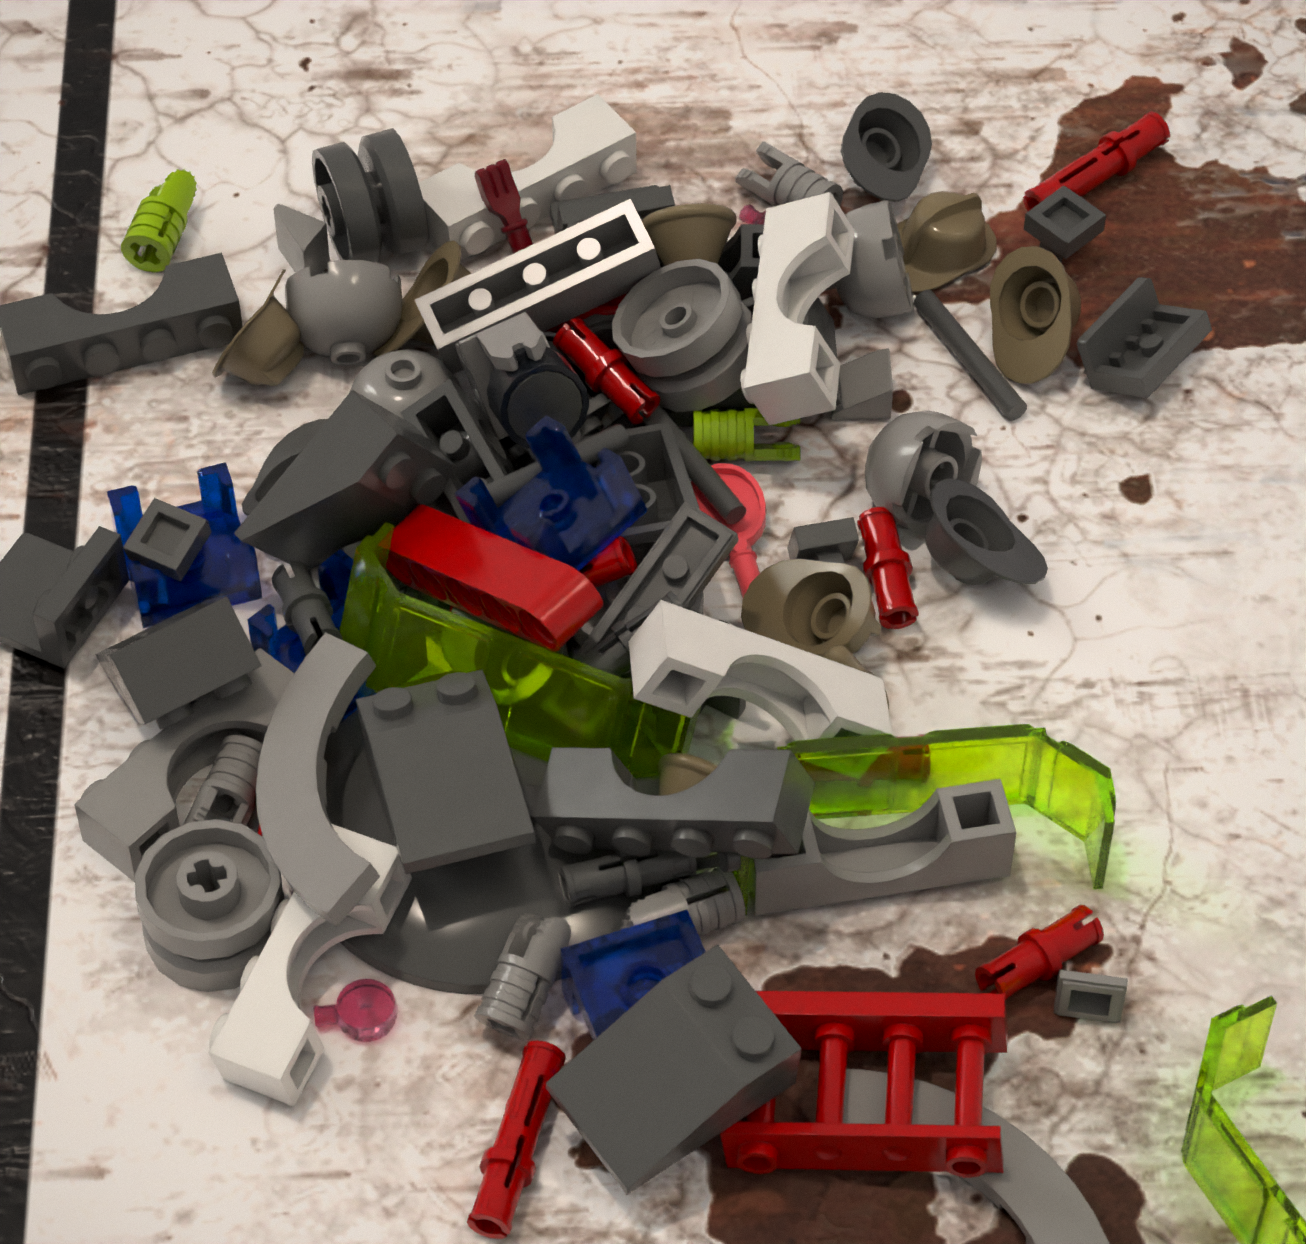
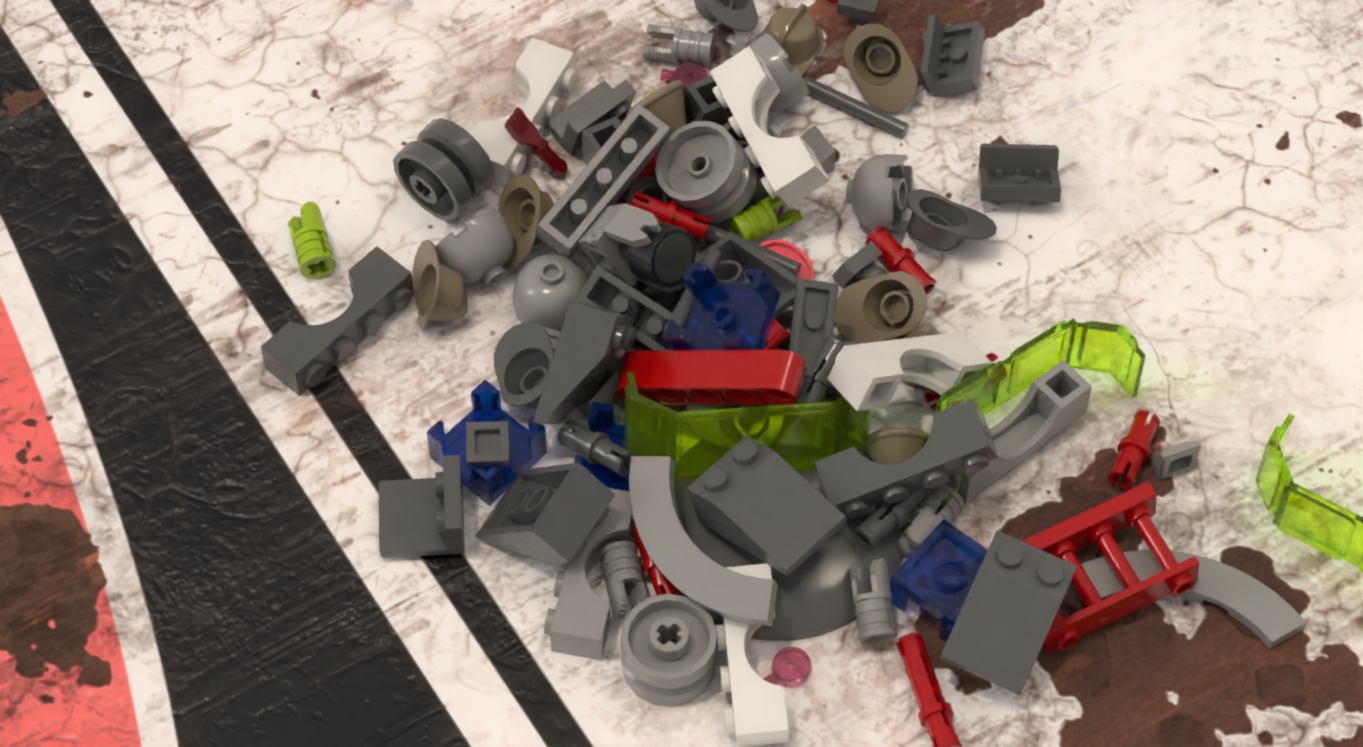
camera: 30 degrees left, 5 degrees up
(301, 239) = (410, 216): light grey slope -> none
(1129, 526) = (1019, 173): none -> dark grey bracket

